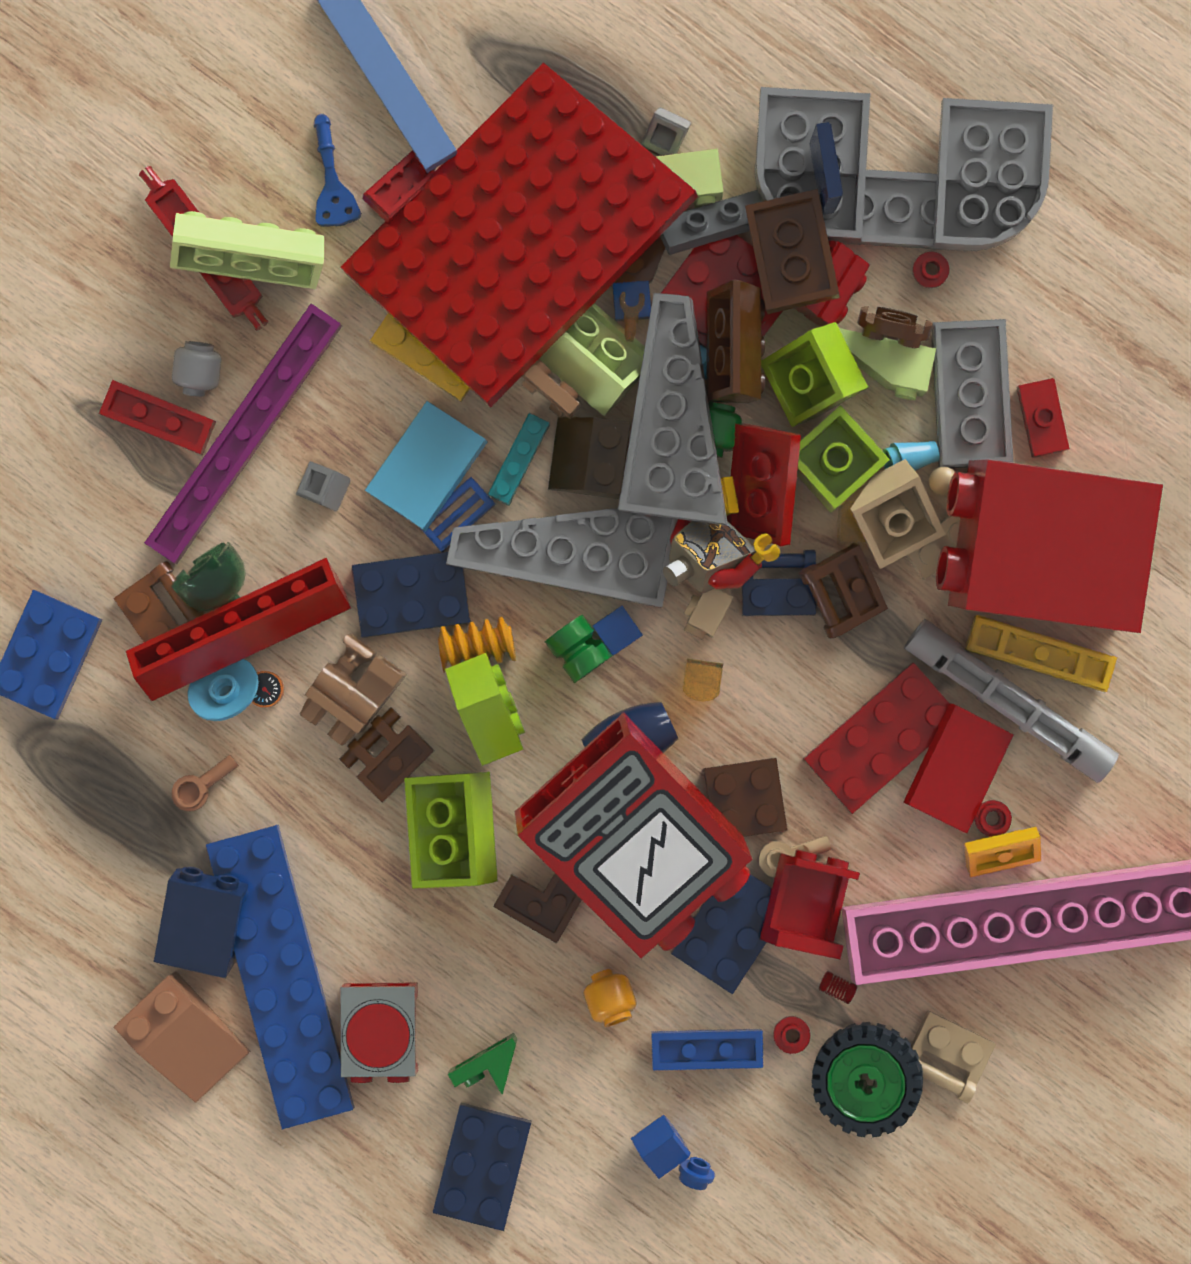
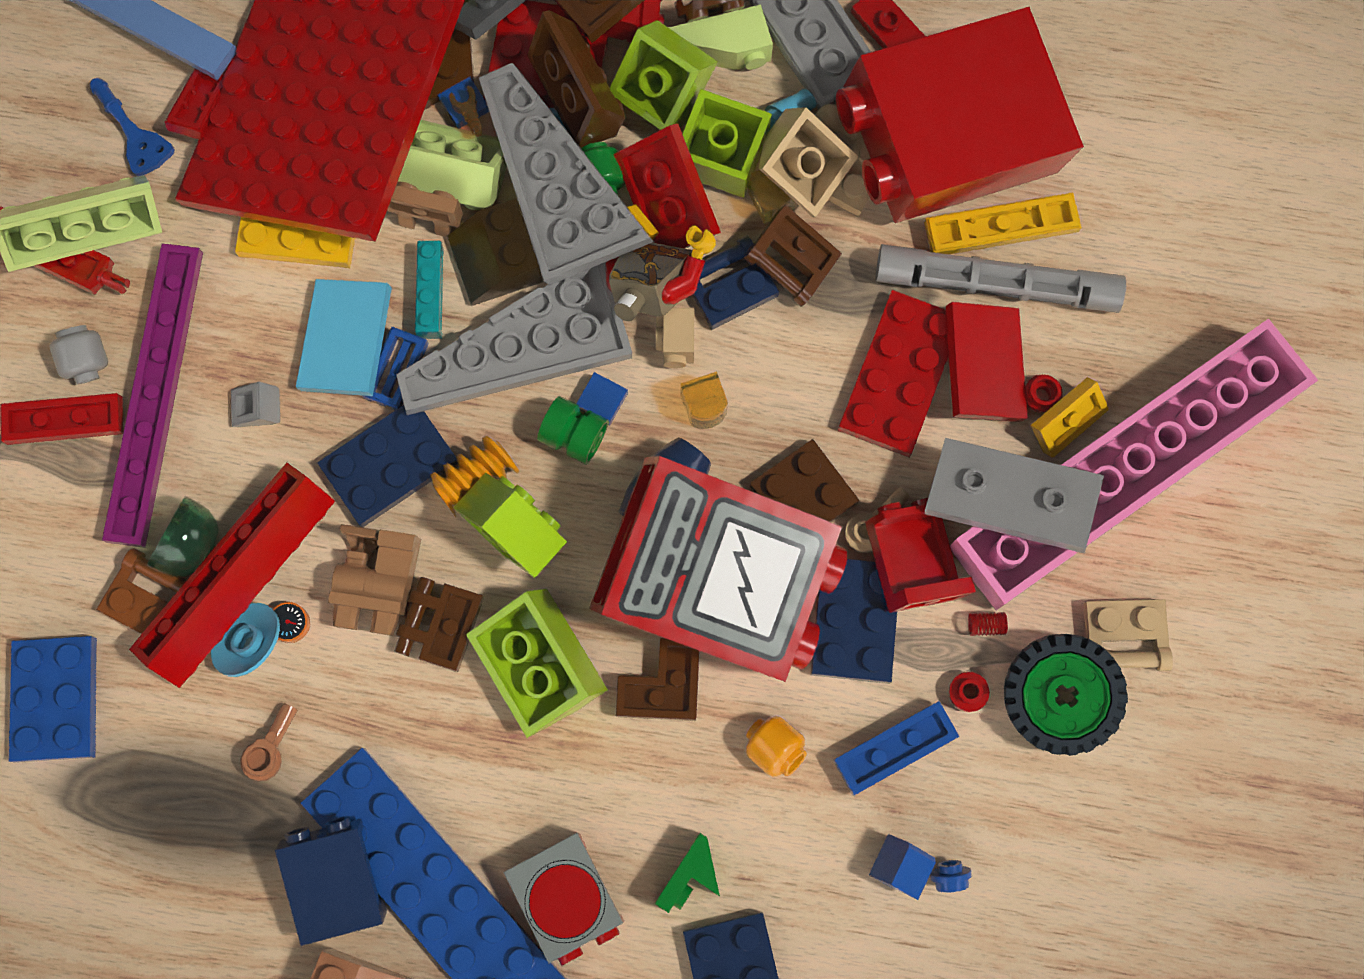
camera: 30 degrees left, 10 degrees down
(913, 900) = (1014, 495): none -> light grey plate

